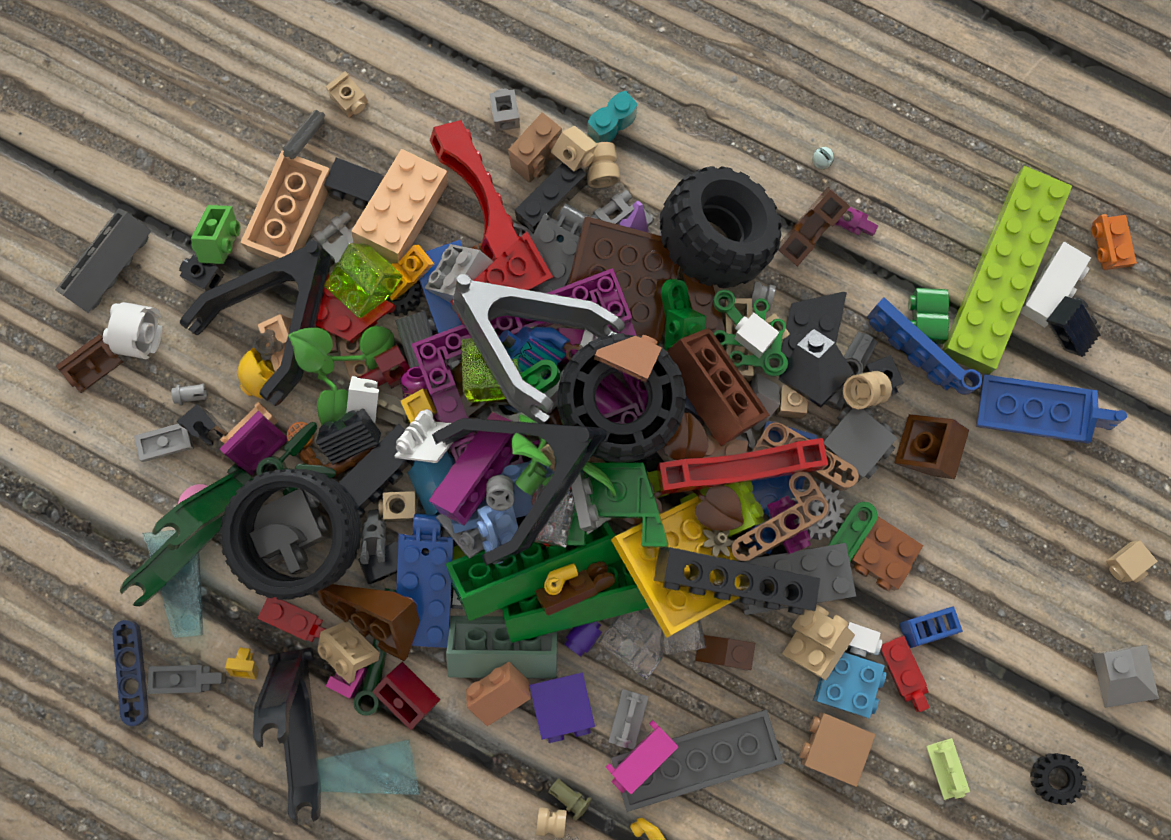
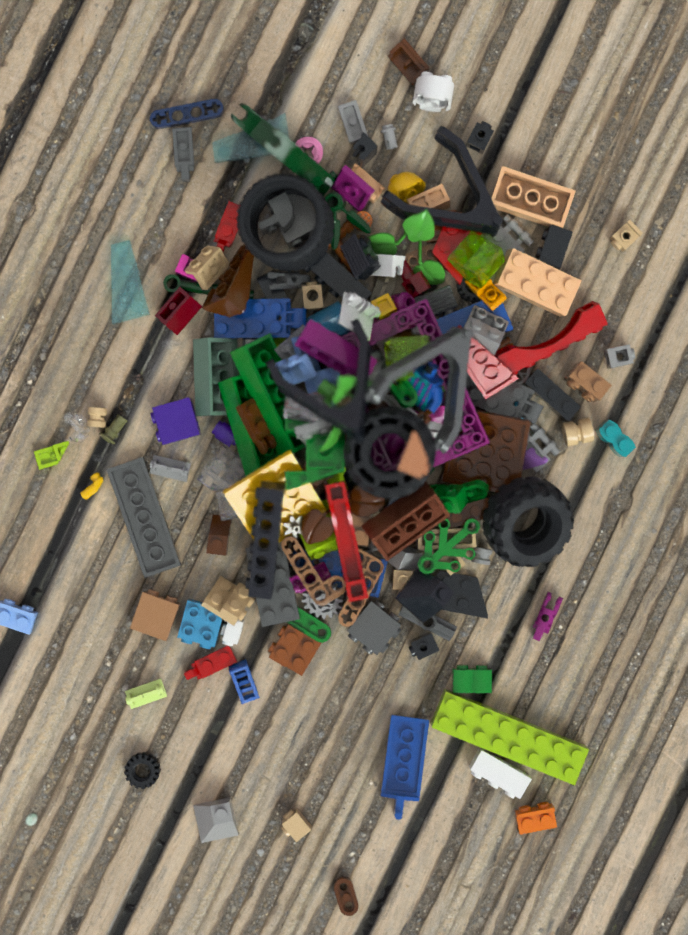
camera: 90 degrees right, 10 degrees up
(104, 260) = (486, 64): dark grey brick -> none
(215, 234) = (509, 146): bright green brick -> none
(242, 665) = (195, 193): yellow tile -> none
(260, 341) = (426, 186): clear smoke plate -> none
(287, 706) = (161, 229): black piece -> none
(304, 134) = (590, 206): dark grey axle -> none
(498, 693) = (182, 375): nougat brick -> none
(504, 497) = (317, 369): light grey wheel -> none
(557, 578) = (261, 412): yellow arm -> none
(574, 148) = (585, 411): tan brick -> none
(642, 760) = (141, 479): dark pink brick -> none
(755, 334) = (446, 549): white brick -> none
(815, 221) = (544, 598): reddish brown arch -> none
(820, 160) = (590, 596): light aqua hinge -> none
(867, 389) = (411, 632): tan wheel -> none
(921, 350) = (444, 671): blue hinge -> none
(932, 445) = (374, 681): reddish brown slope -> none
(1074, 326) = (467, 785): black brick -> none

